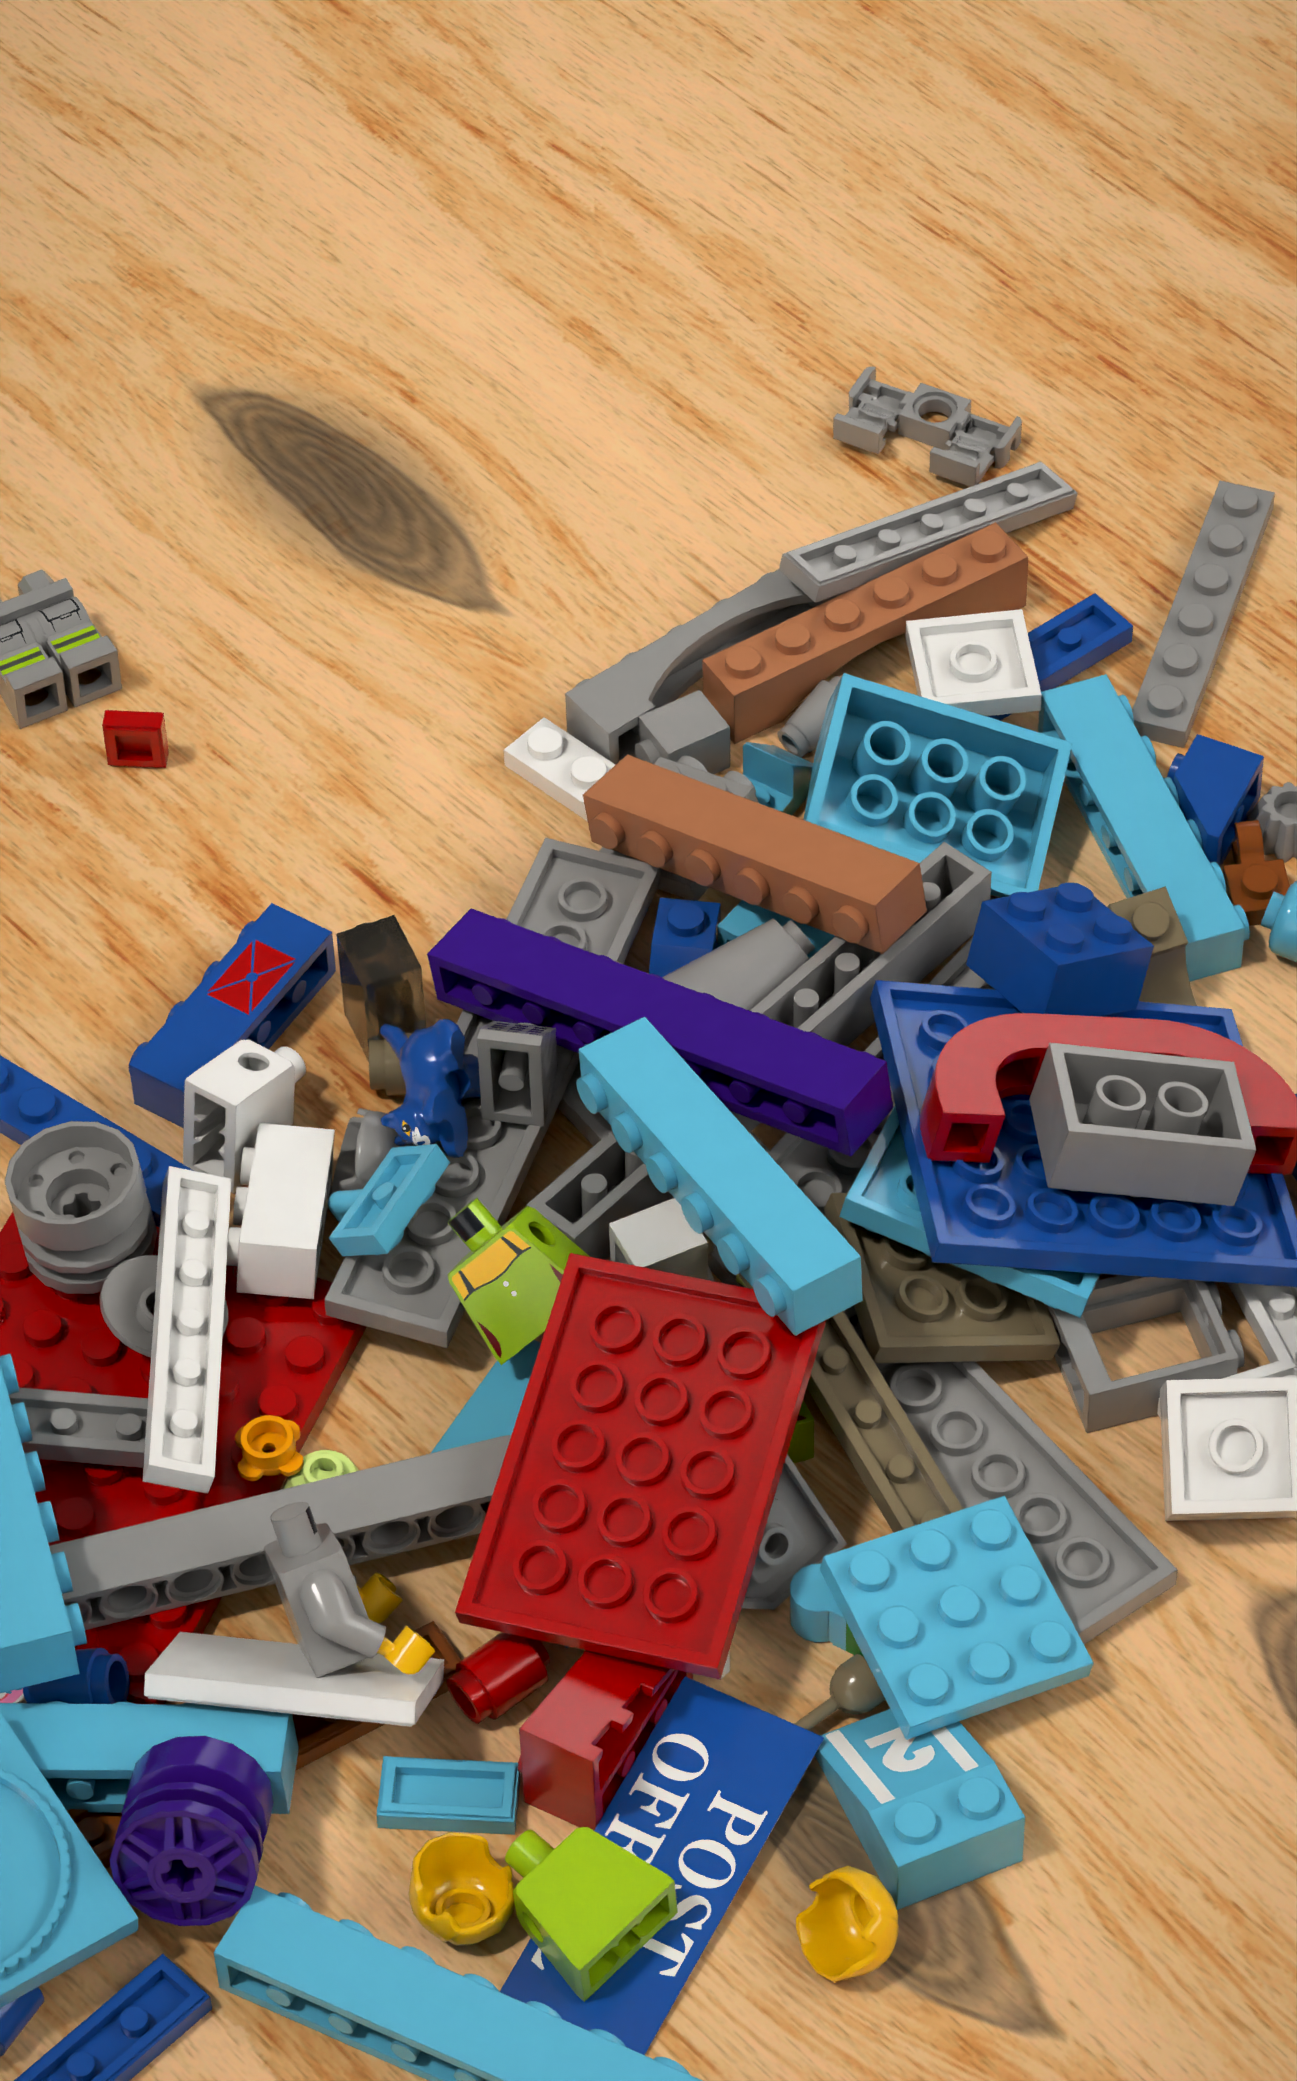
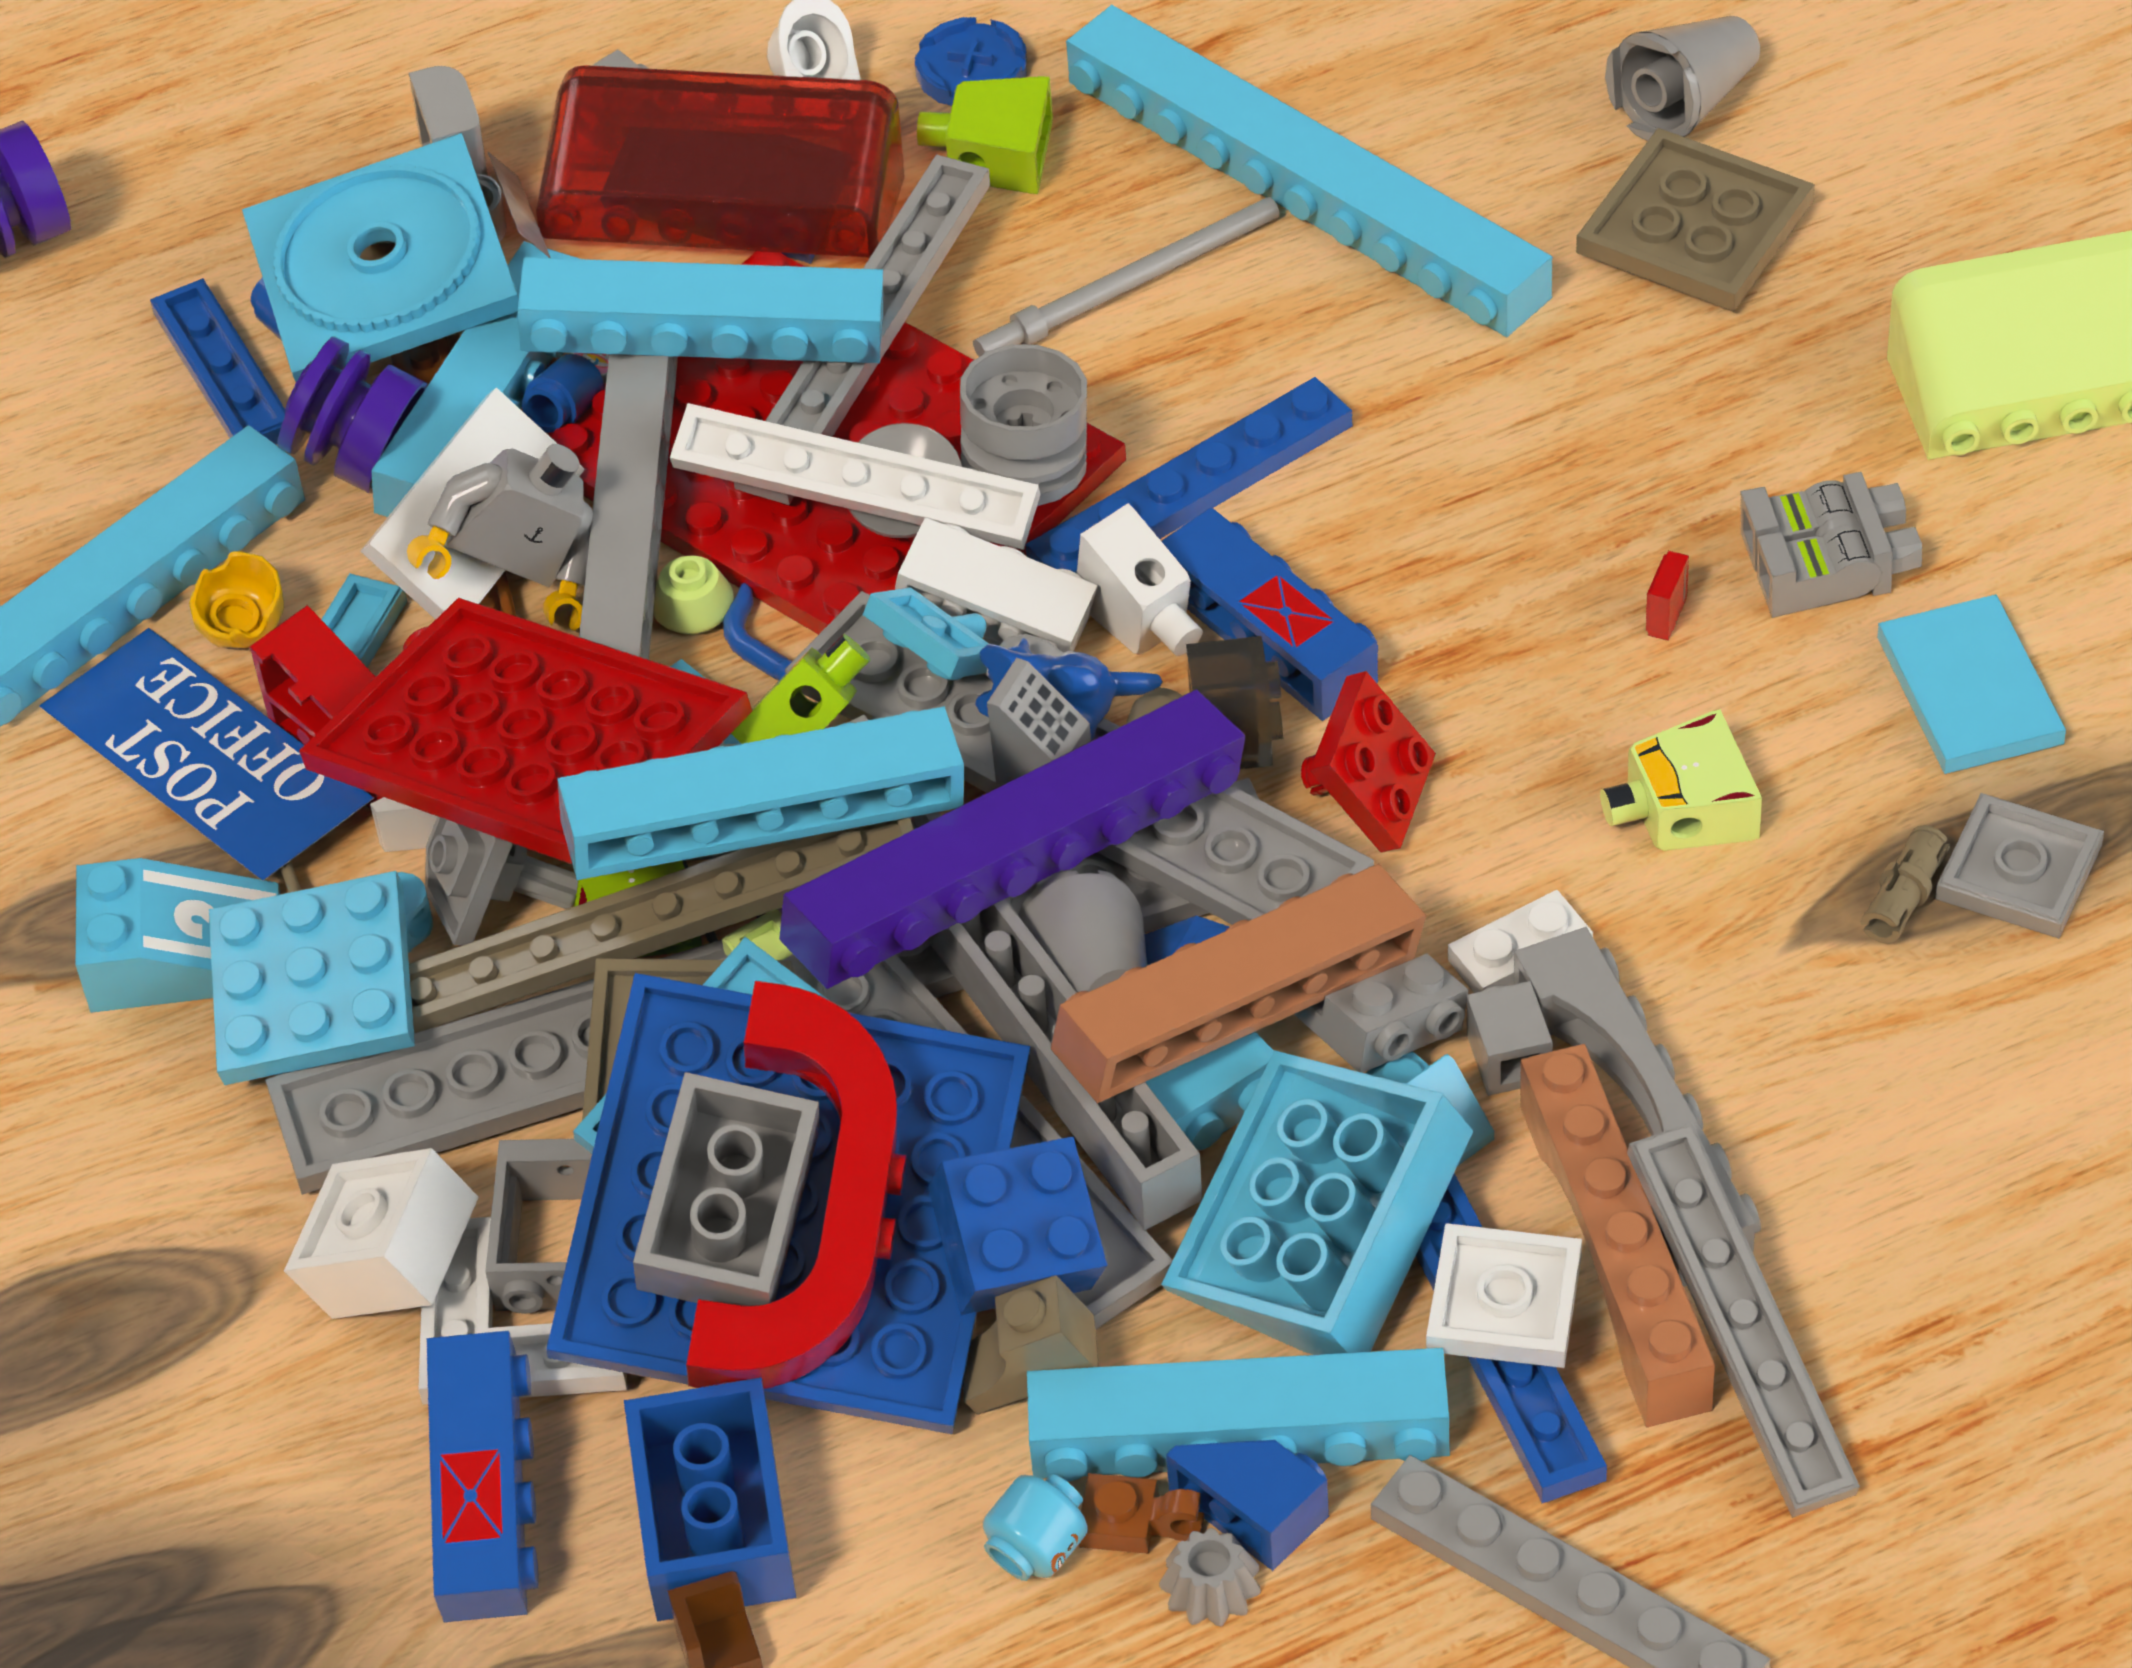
camera: 110 degrees right, 0 degrees up
(176, 539) = (1971, 684): none -> medium azure tile
(265, 1434) = (730, 539): light orange plate -> none
(359, 682) = (1688, 787): none -> yellowish green torso
(373, 479) = (2019, 865): none -> light grey tile
(389, 1406) = (745, 645): none -> blue animal
(417, 882) = (1370, 762): none -> red plate
(424, 535) = (1905, 884): none -> dark tan pin
(588, 1903) = (178, 675): lime torso -> none
(804, 727) = (1510, 1173): light grey cone -> none
(848, 1924) = (56, 852): yellow hair -> none
(961, 444) = (1995, 1366): light grey piece -> none

